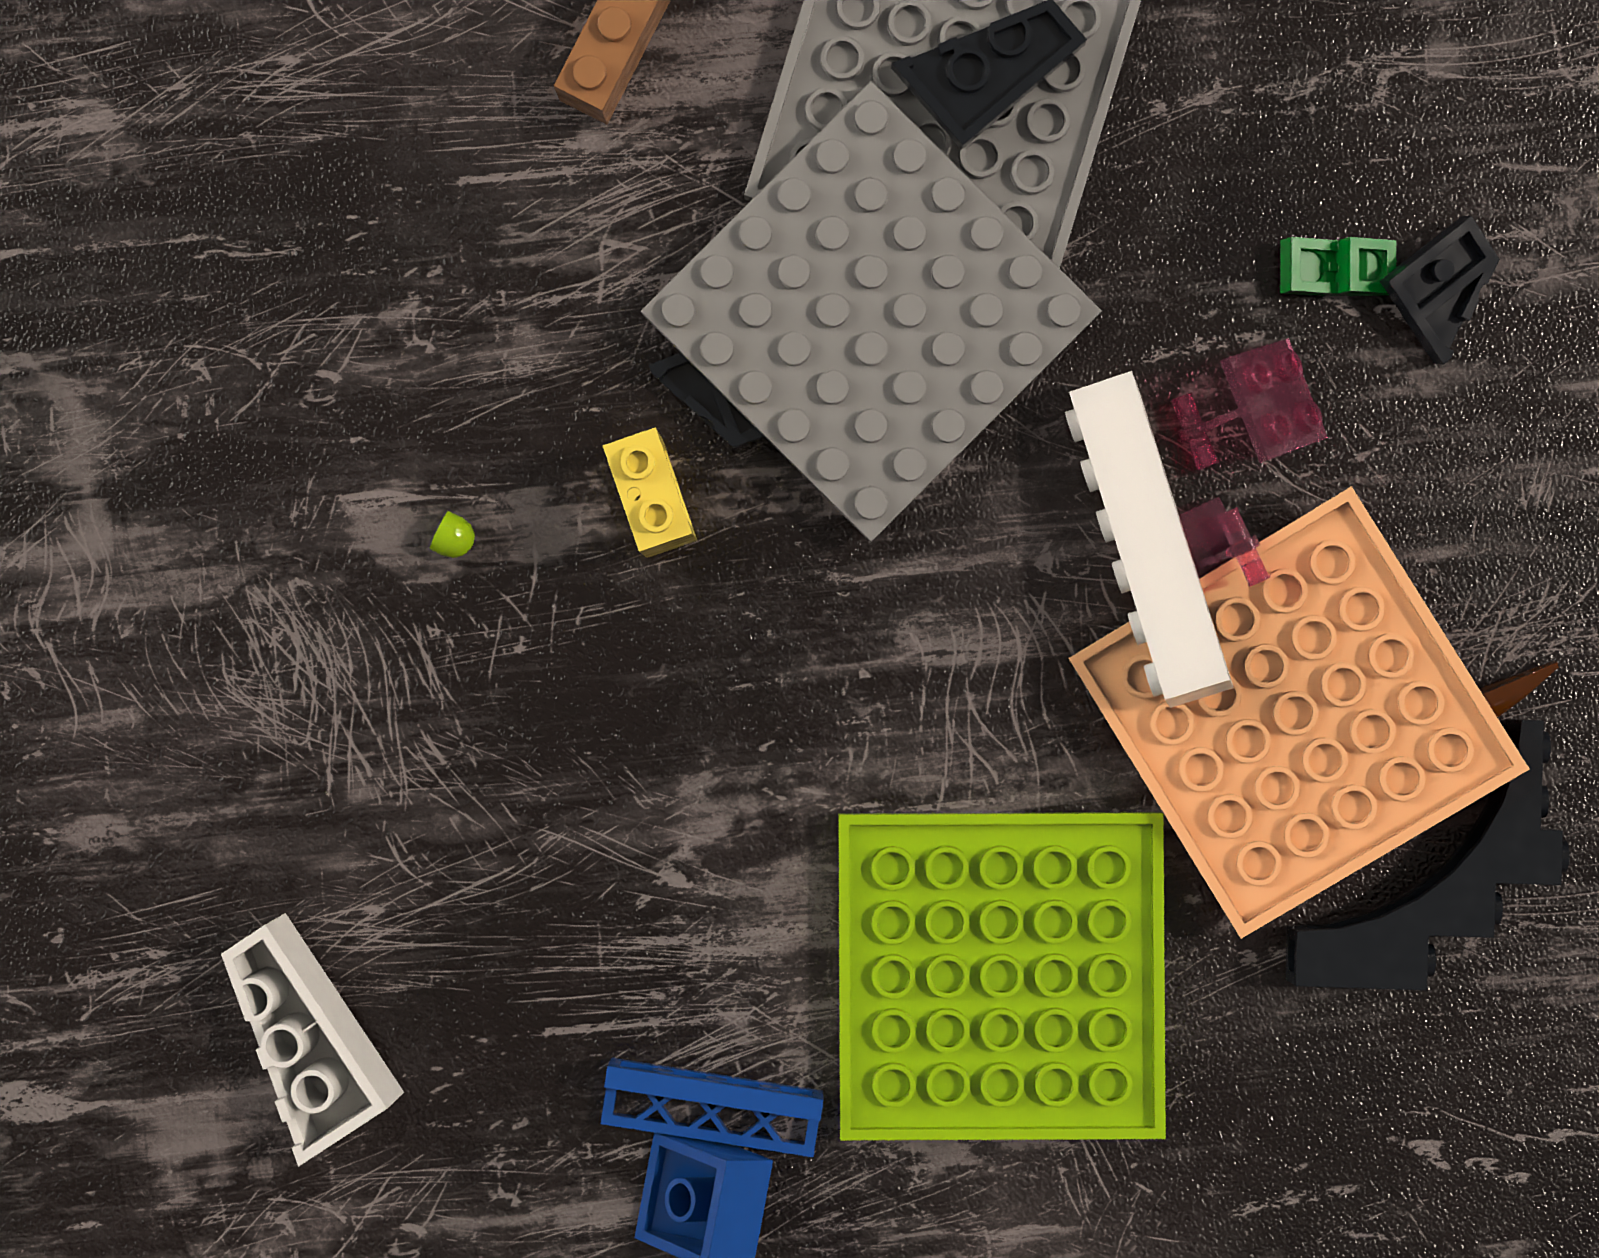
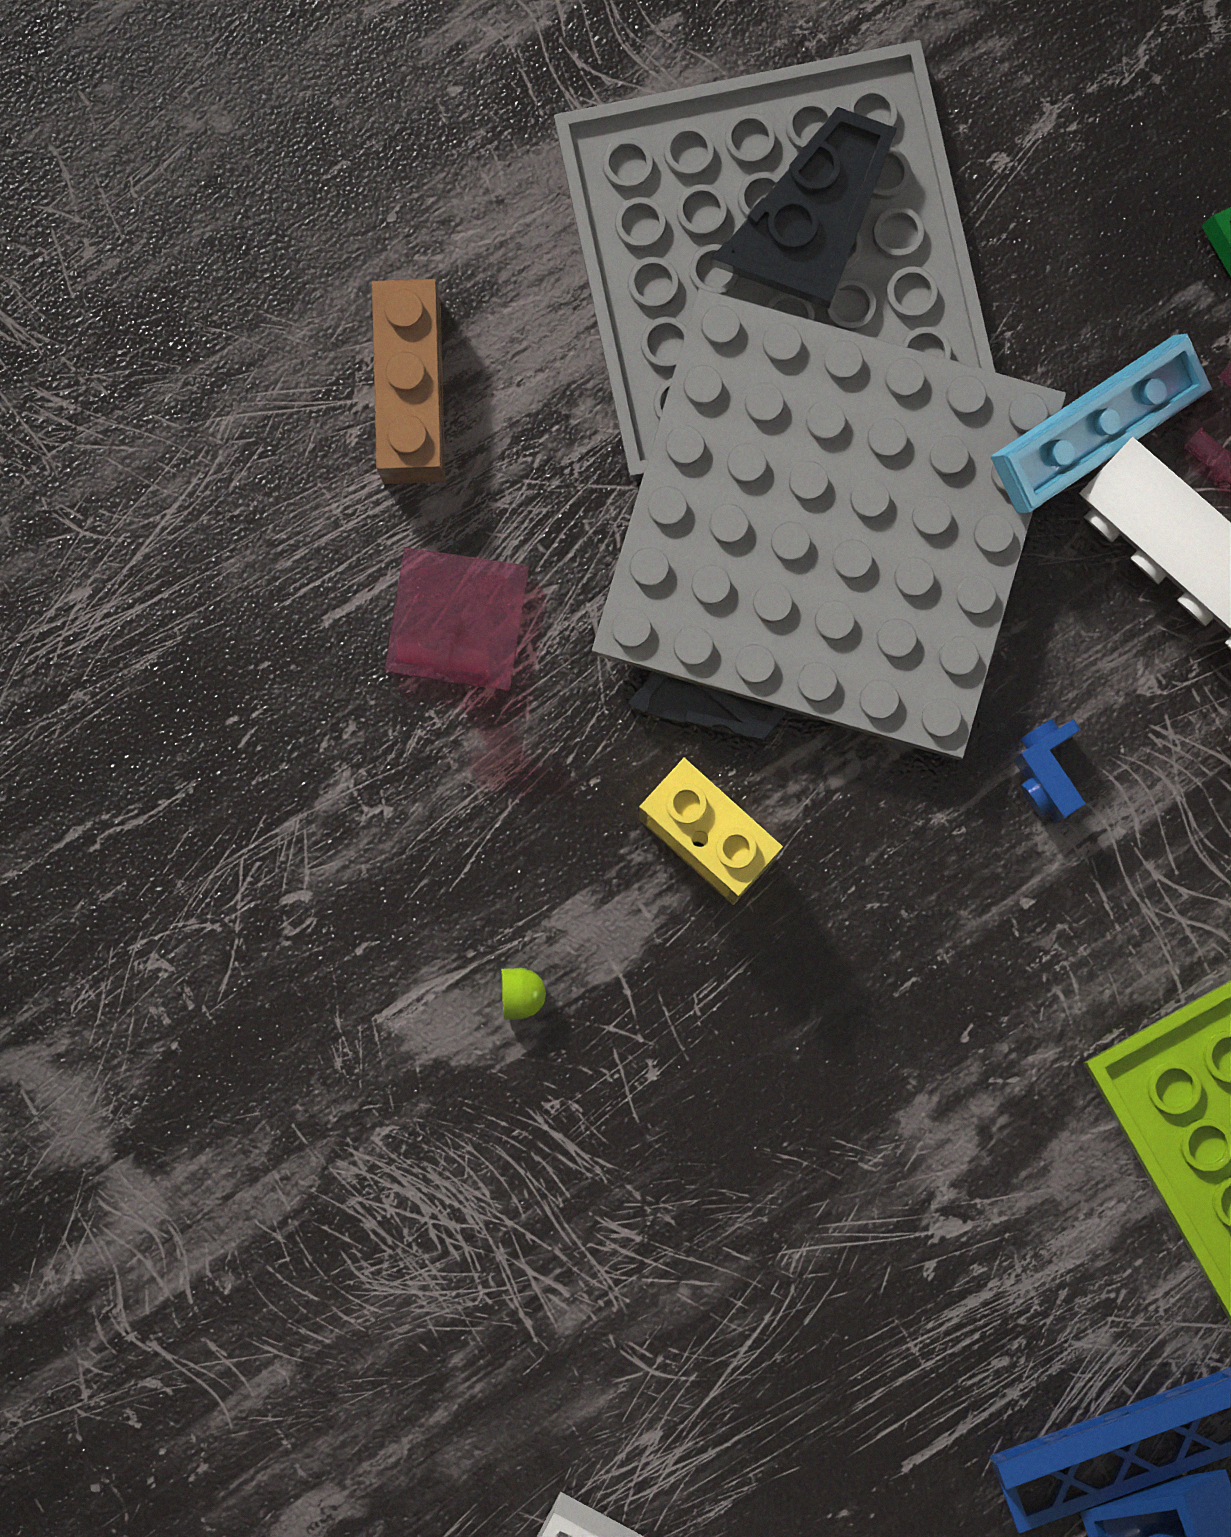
camera: 25 degrees left, 5 degrees down
(557, 232) = (457, 619): none -> clear pink plate
(924, 597) = (1047, 784): none -> blue bracket
(1115, 347) = (1101, 423): none -> medium azure tile

